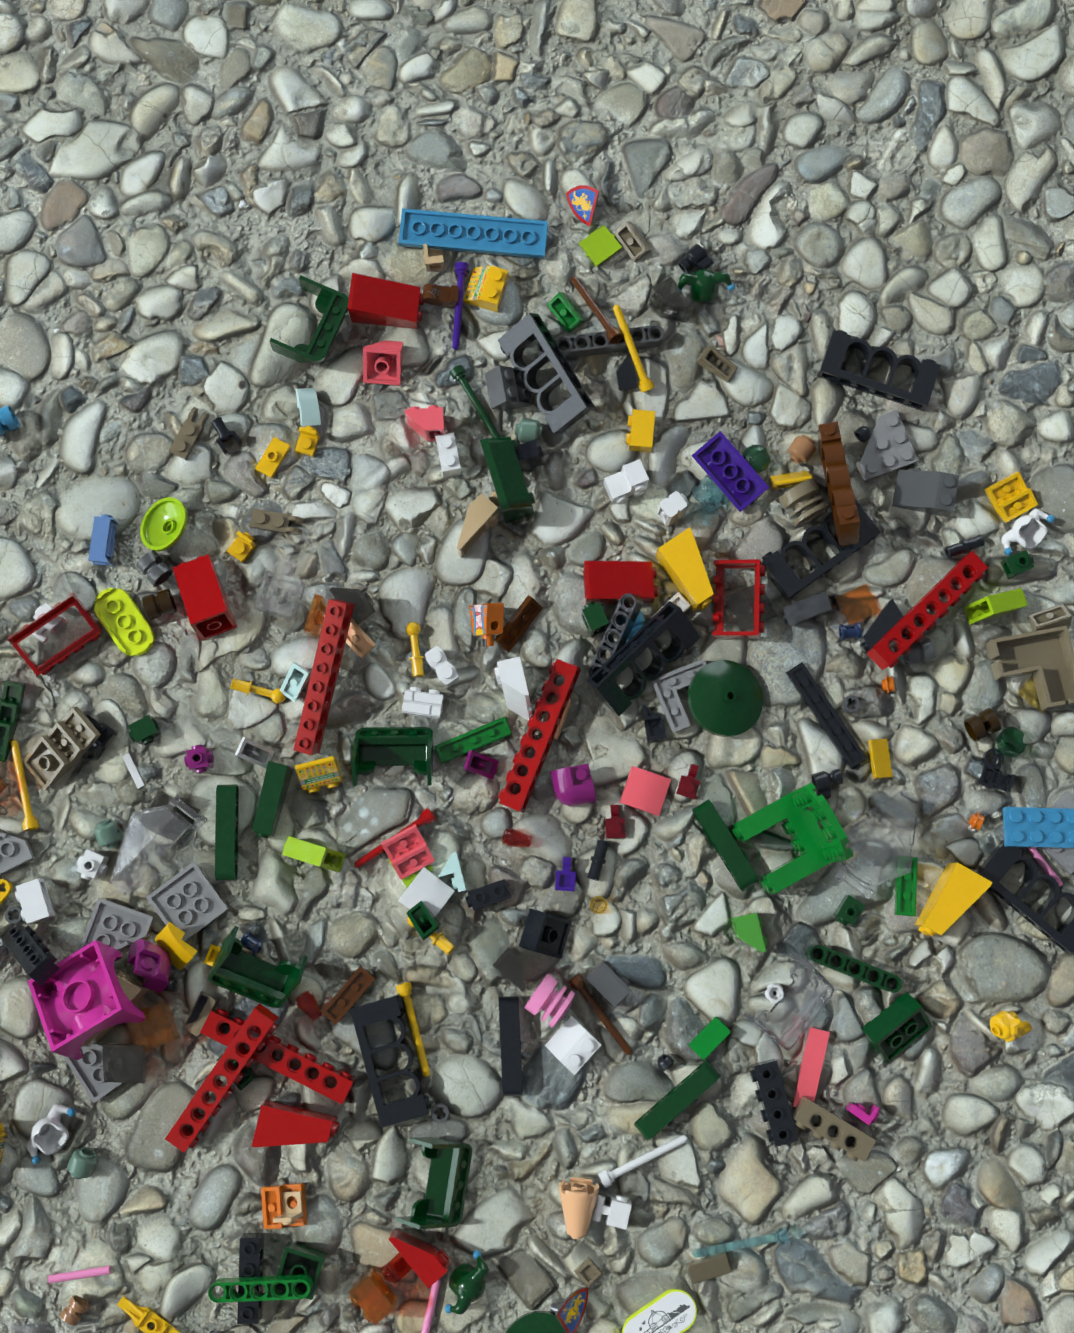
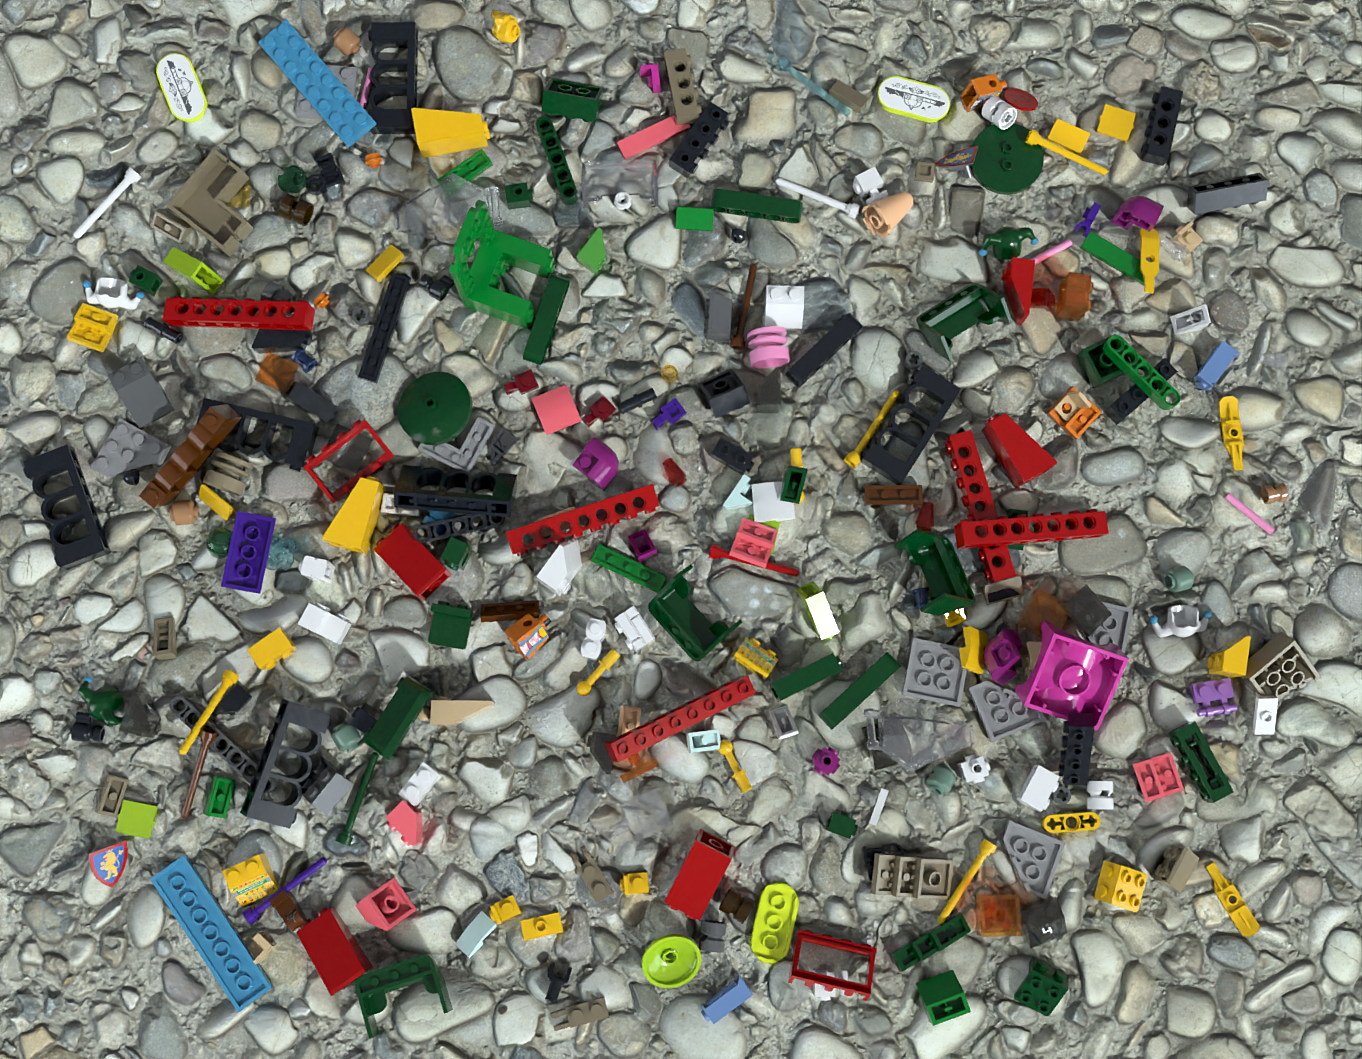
camera: 135 degrees left, 0 degrees up
(546, 571) = (450, 625): none -> dark green bracket

